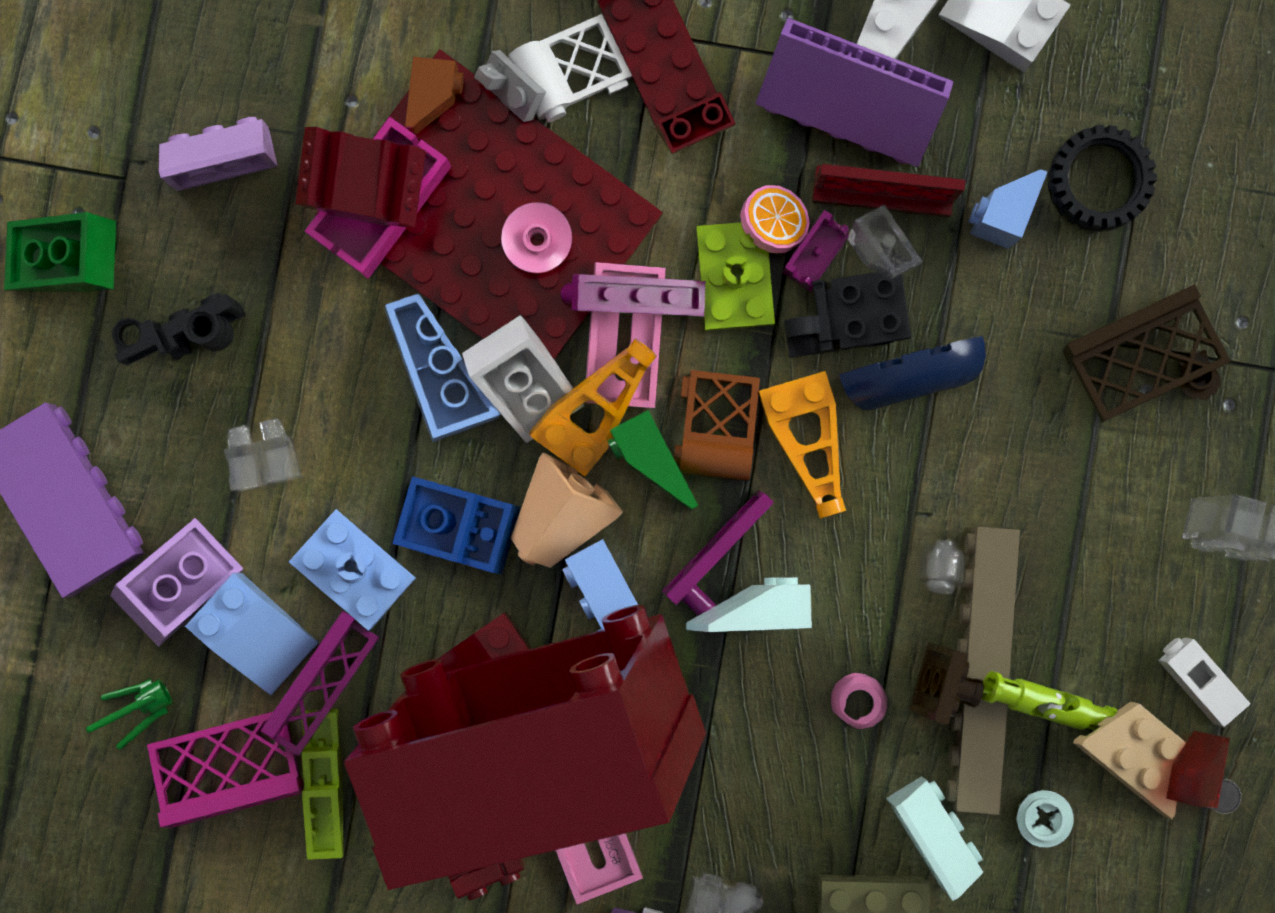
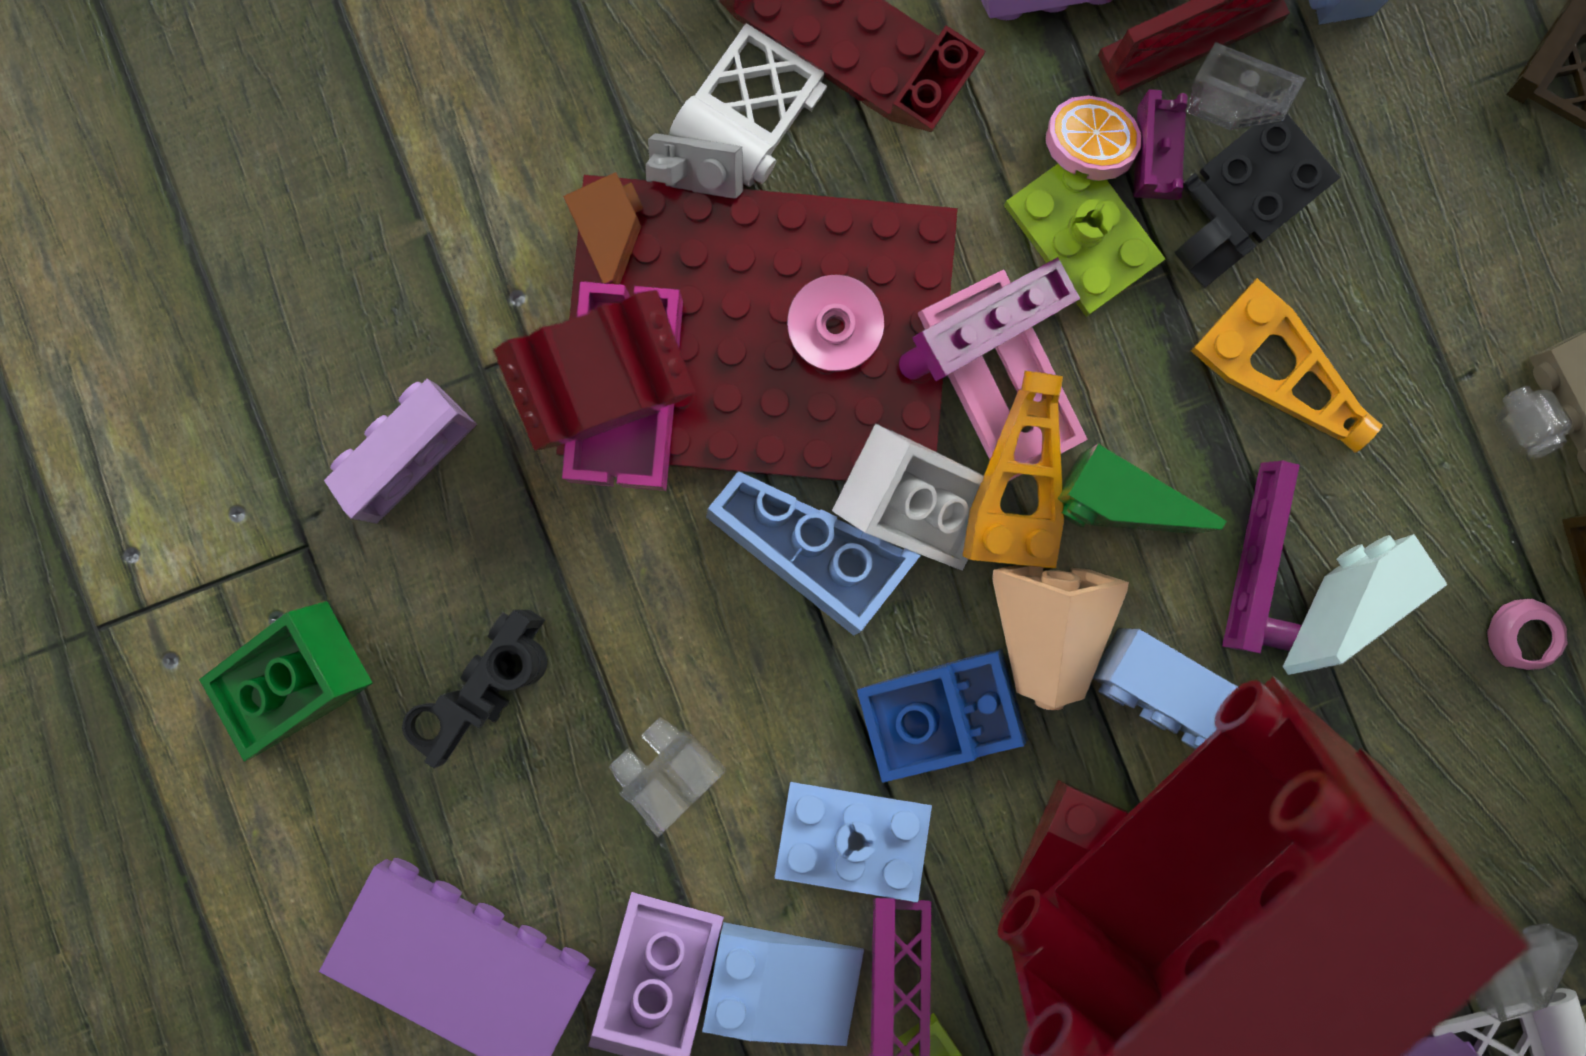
camera: 30 degrees left, 0 degrees up
(717, 454) = (1192, 450): dark orange piece -> none
(916, 375) = (1374, 215): dark blue brick -> none

